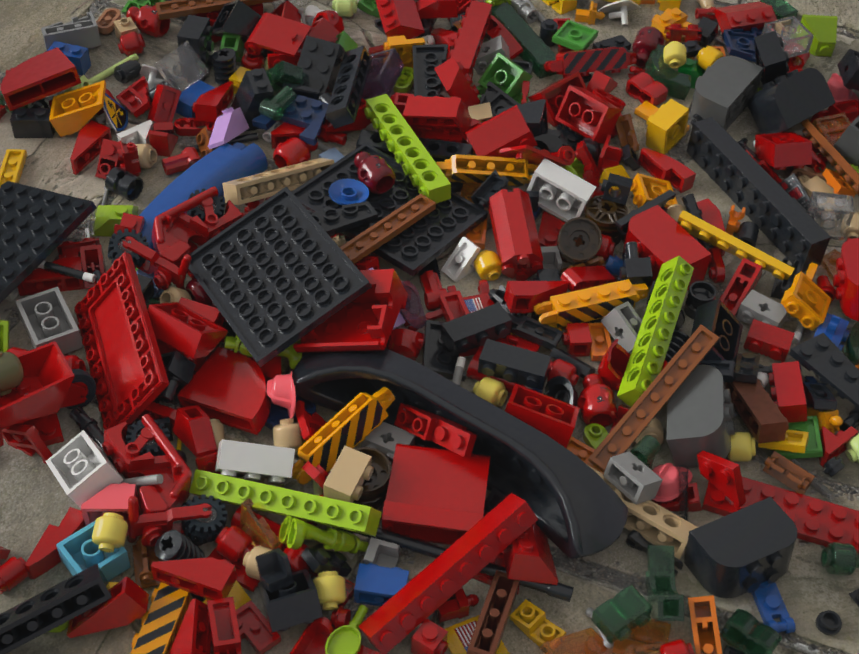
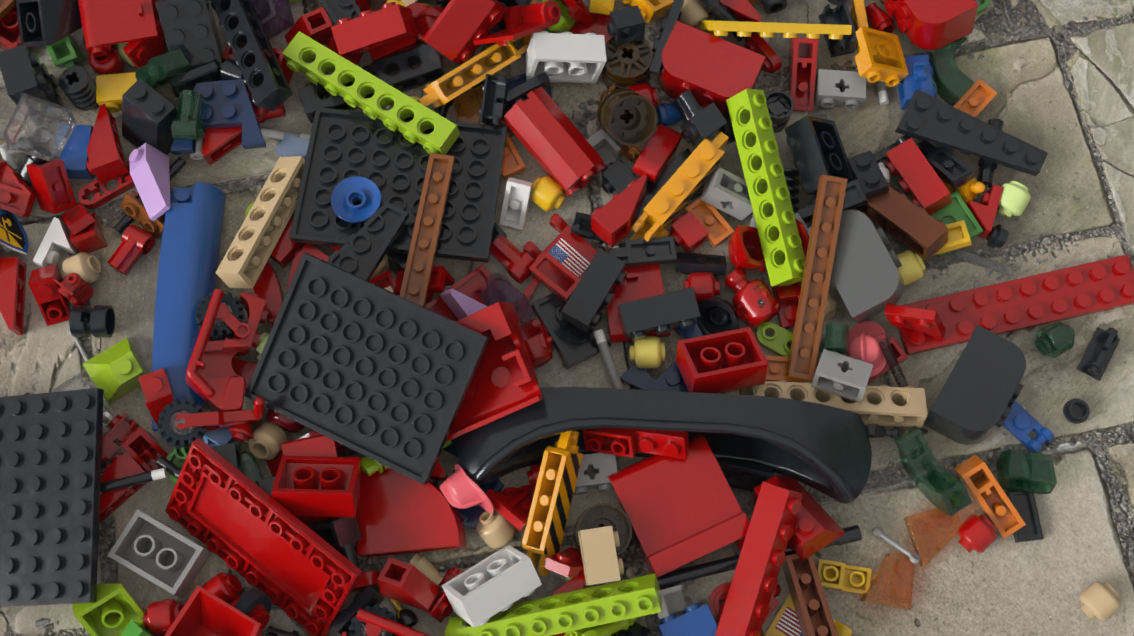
camera: 30 degrees left, 25 degrees up
(293, 152) = (245, 169): red piece -> none
(374, 172) = (362, 154): dark red piece -> none
(549, 230) = (579, 105): red wing -> none
(621, 614) = (914, 526): clear green brick -> none
(768, 340) = (863, 120): red brick -> none
(788, 473) = (963, 269): dark orange hinge -> none

